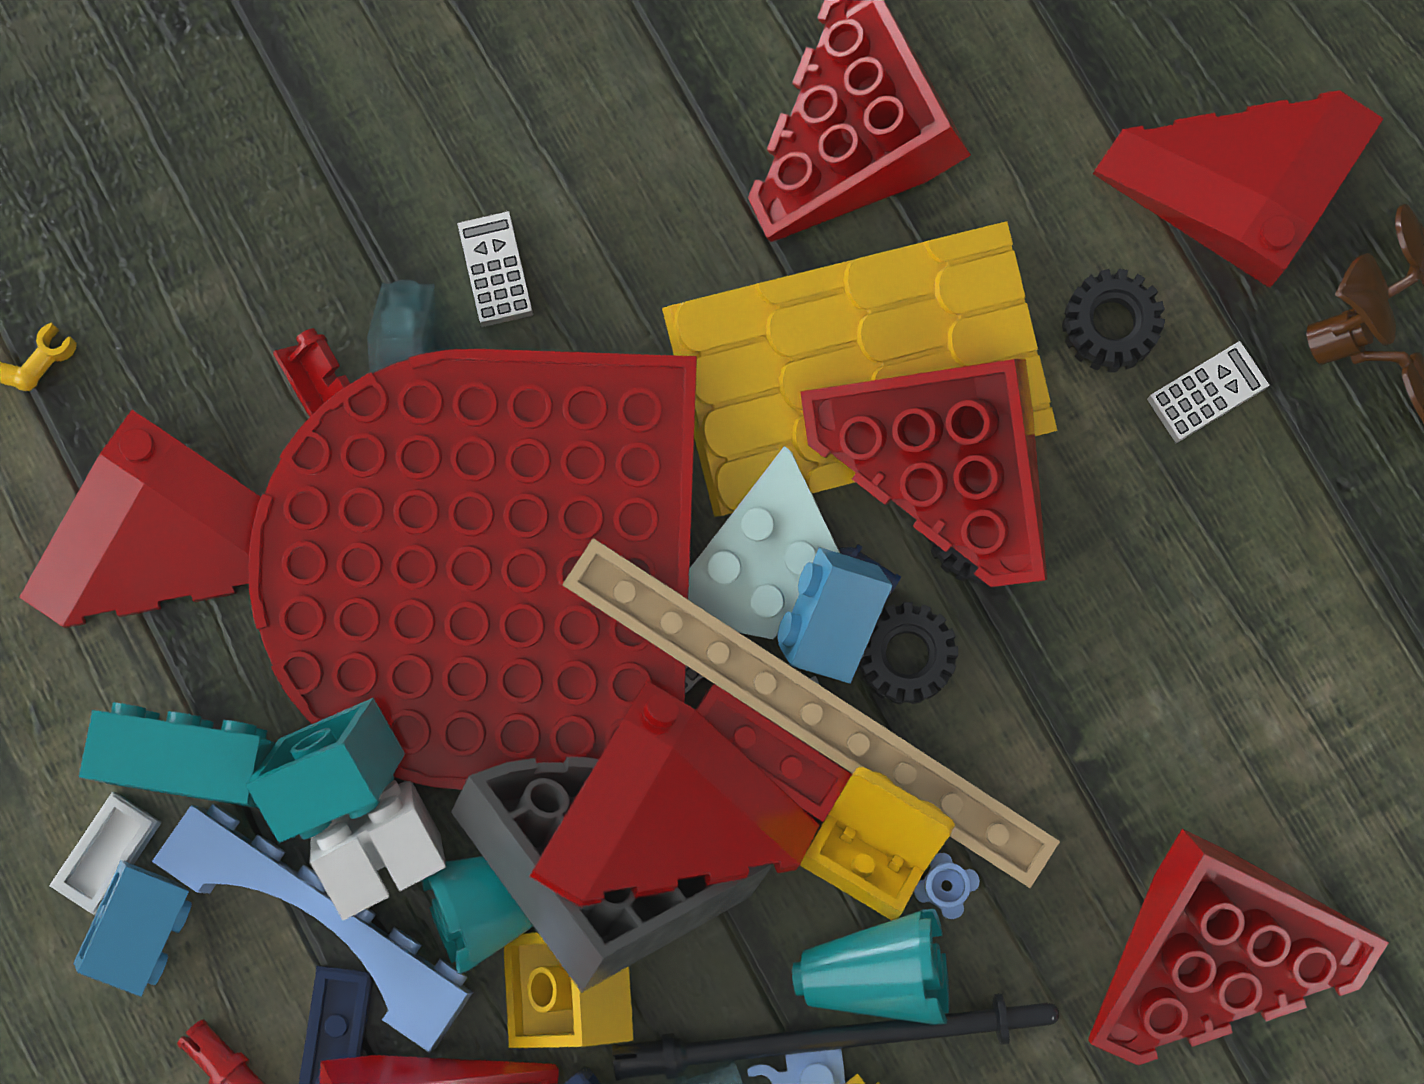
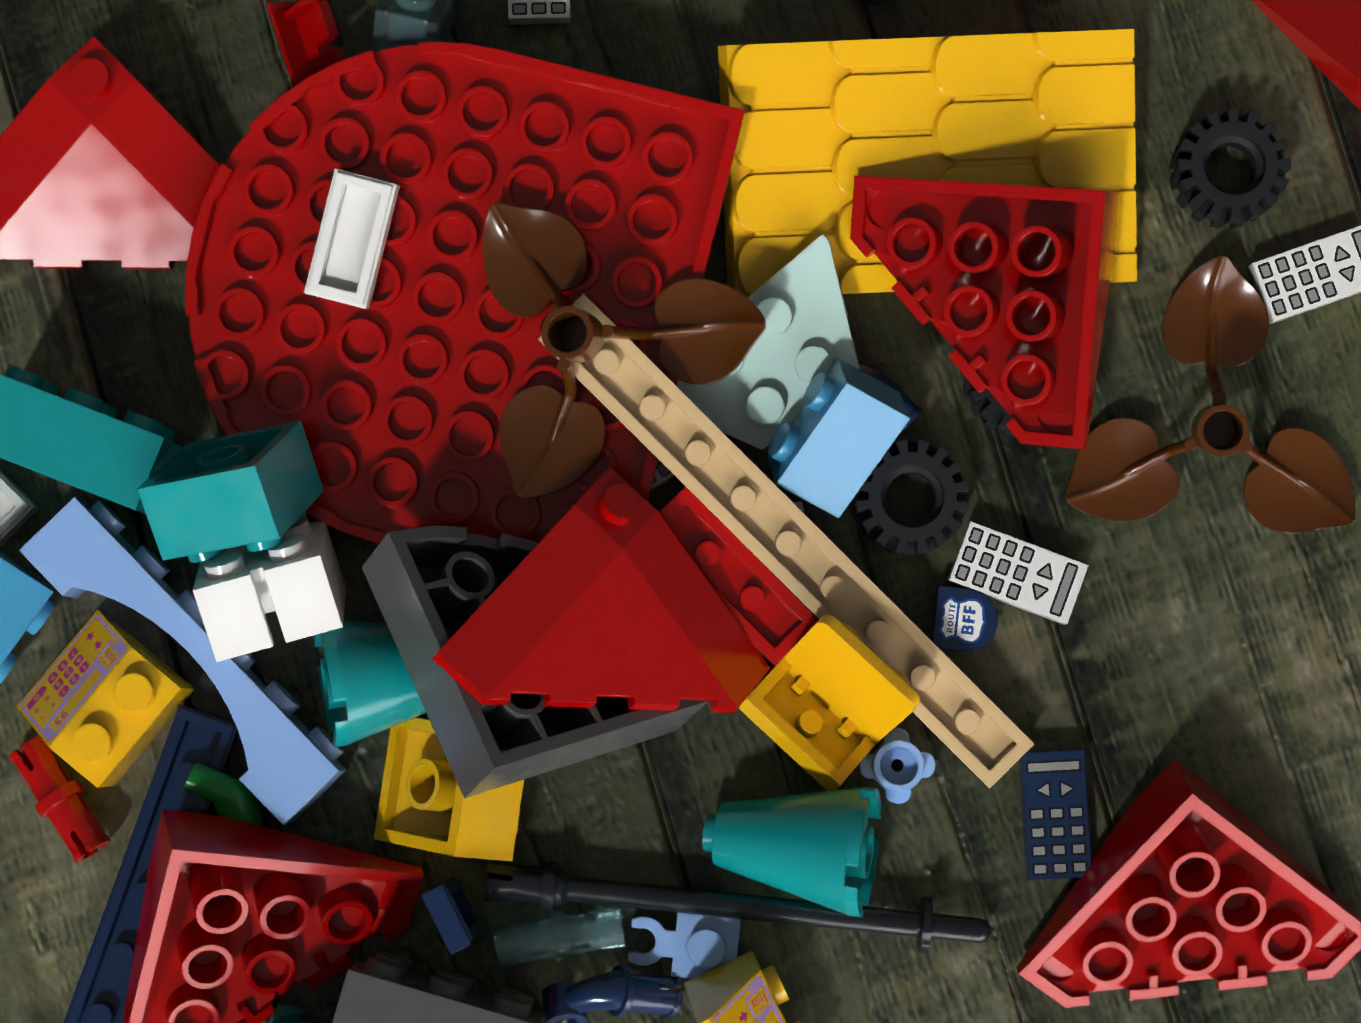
camera: 10 degrees right, 5 degrees up
(250, 977) = (103, 701): none -> yellow slope
(372, 1034) = (226, 793): none -> green arm
(386, 534) = (351, 239): none -> white tile
(542, 521) = (528, 264): none -> reddish brown plant
(974, 748) = (962, 619): none -> tile
(1012, 698) = (1017, 573): none -> tile
(1081, 590) = (1126, 474): none -> reddish brown plant
(1091, 899) = (1055, 814): none -> tile

